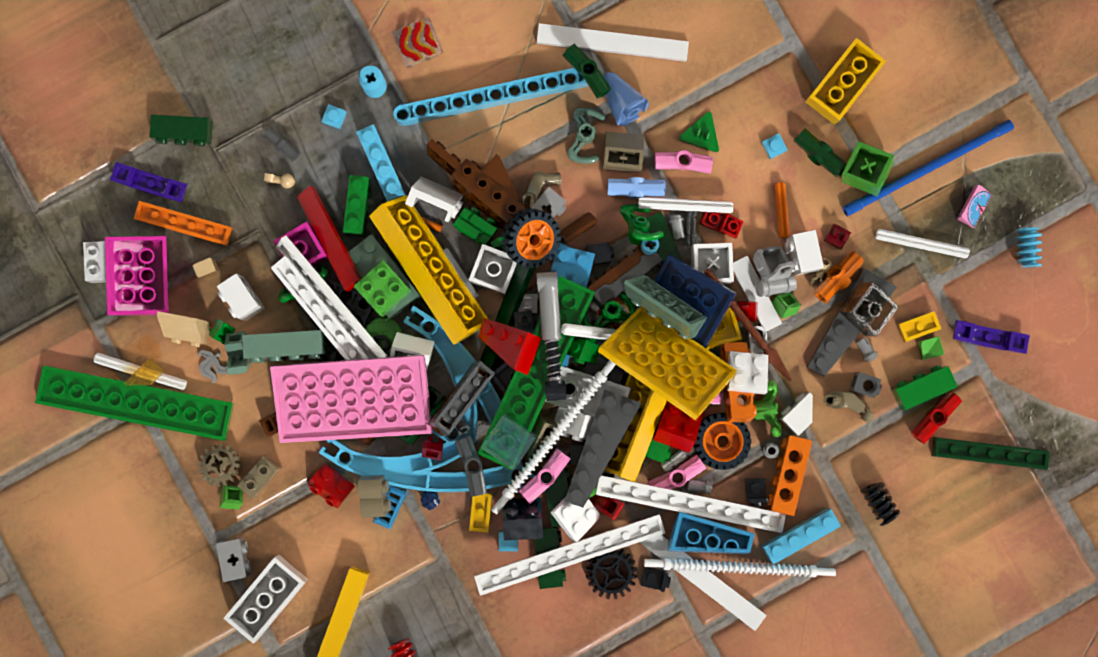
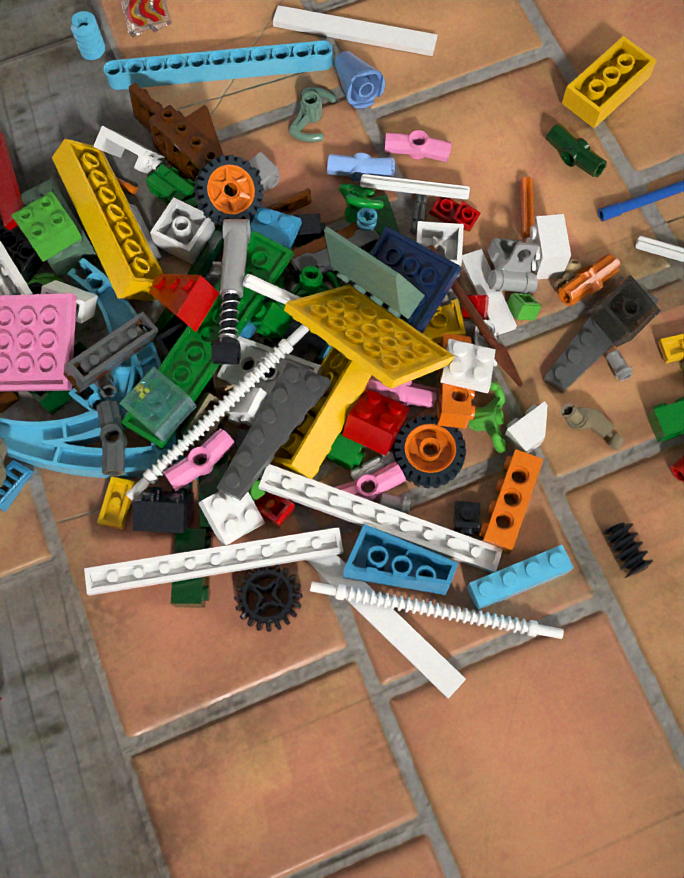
camera: 20 degrees right, 15 degrees down
(334, 117) = (42, 73): medium azure plate -> none
(357, 206) = (39, 162): green brick -> none
(380, 163) = (78, 109): medium azure brick -> none
(430, 500) = (56, 479): dark blue plate -> none
(432, 450) = (68, 413): dark red tile -> none
(509, 545) = (145, 544): medium azure tile -> none
(536, 185) = (252, 148): dark tan arm -> none
(579, 62) = (321, 39): dark green piece -> none
(623, 152) = (349, 132): dark tan slope -> none
(655, 579) = (324, 613): black bracket -> none
(677, 227) = (403, 213): light grey pin -> none
(702, 134) = (442, 125): green piece -> none
(774, 146) = (523, 143): medium azure plate -> none
(775, 450) = (492, 470): light grey pin -> none
(837, 236) = (590, 240): dark red tile -> none
(857, 385) = (621, 397): dark grey brick -> none
(867, 168) = (630, 167): bright green brick -> none

